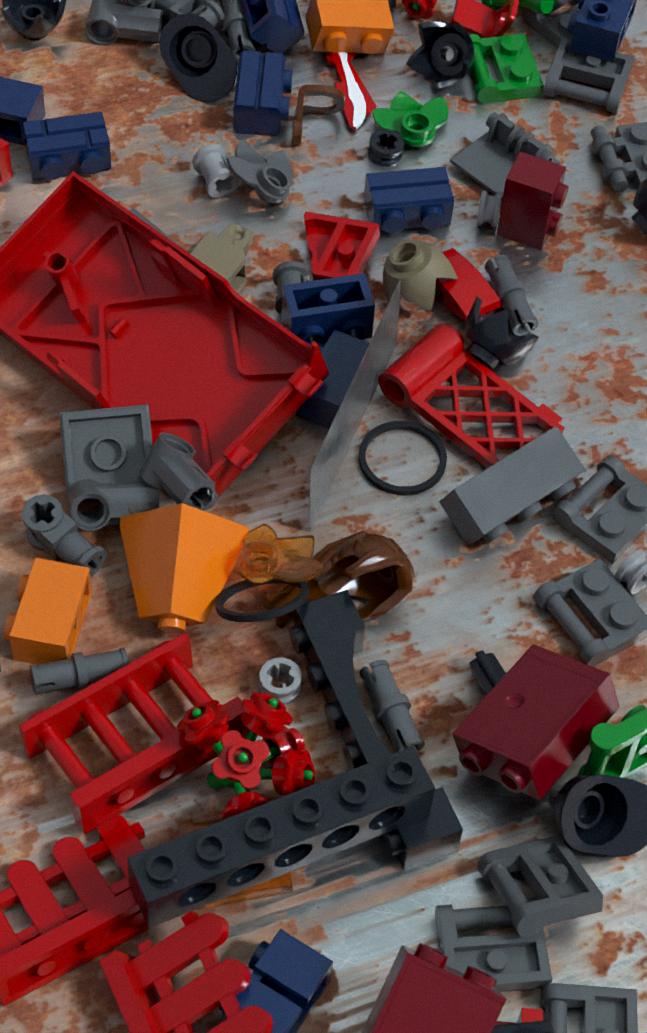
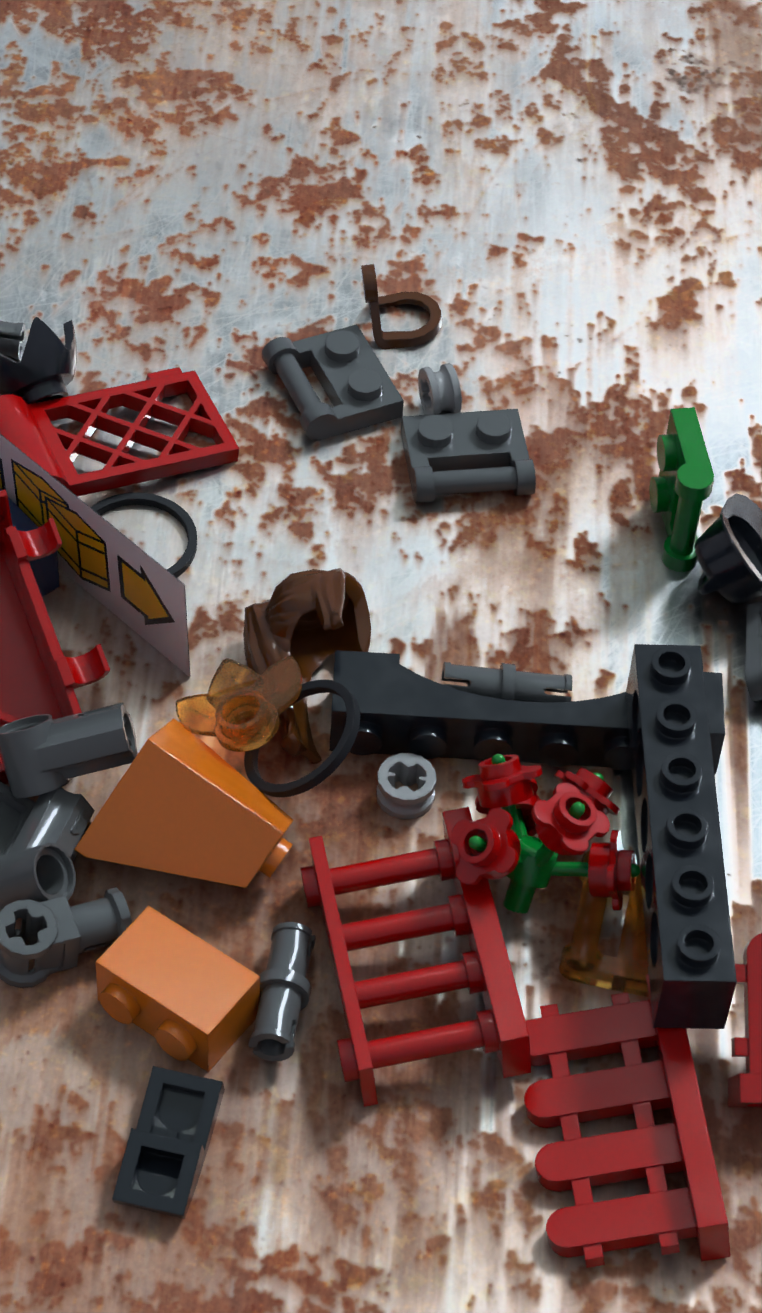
camera: 65 degrees left, 5 degrees down
(513, 488) = (264, 444): dark grey brick -> none
(532, 718) = (610, 546): dark red piece -> none

